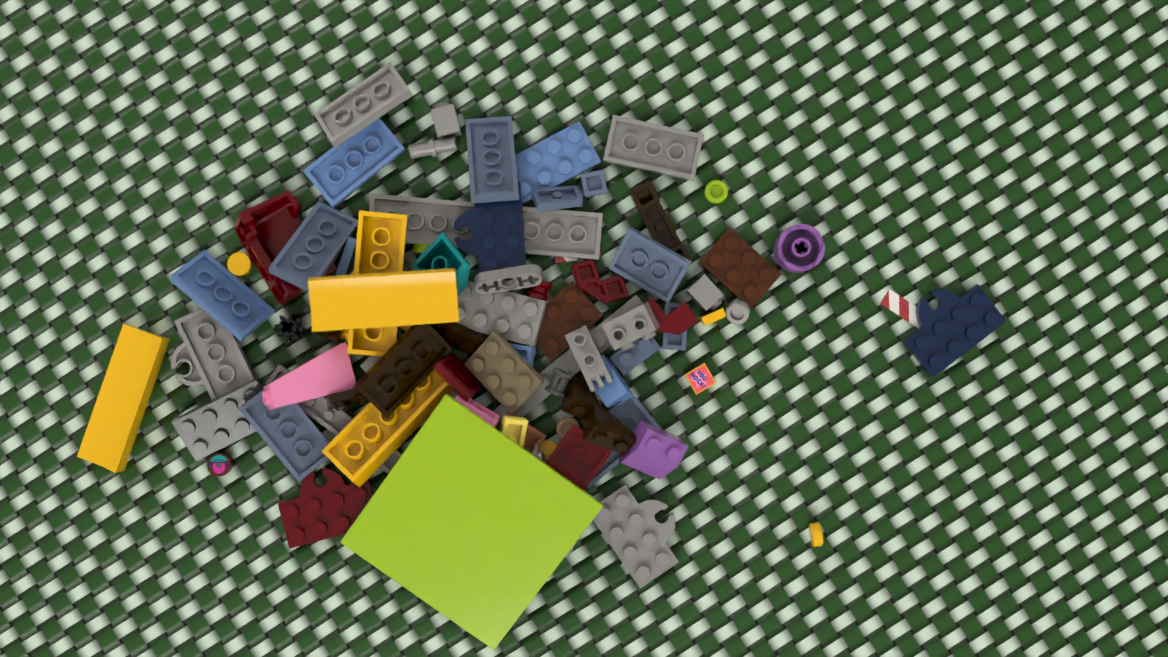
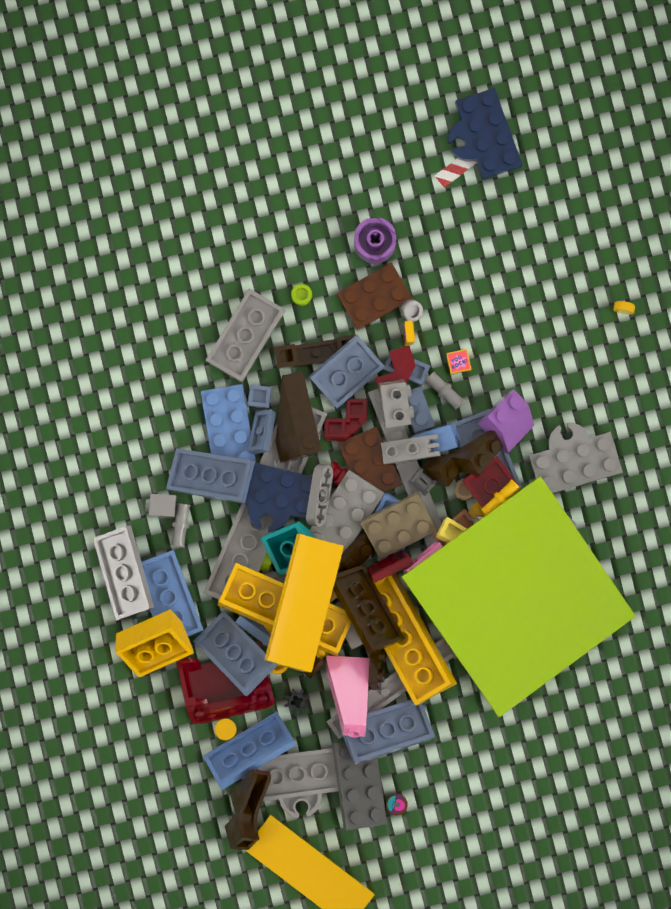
camera: 75 degrees left, 5 degrees down
(166, 310) = (247, 800): none -> dark brown arch
(299, 159) = (153, 643): none -> yellow slope
(323, 510) = (466, 724): dark red plate -> none
(566, 470) = (507, 492): none -> yellow pin
(576, 230) = (296, 424): none -> dark brown wedge
(664, 374) = (444, 390): none -> light grey pin
(705, 294) = (387, 332): light grey brick -> none

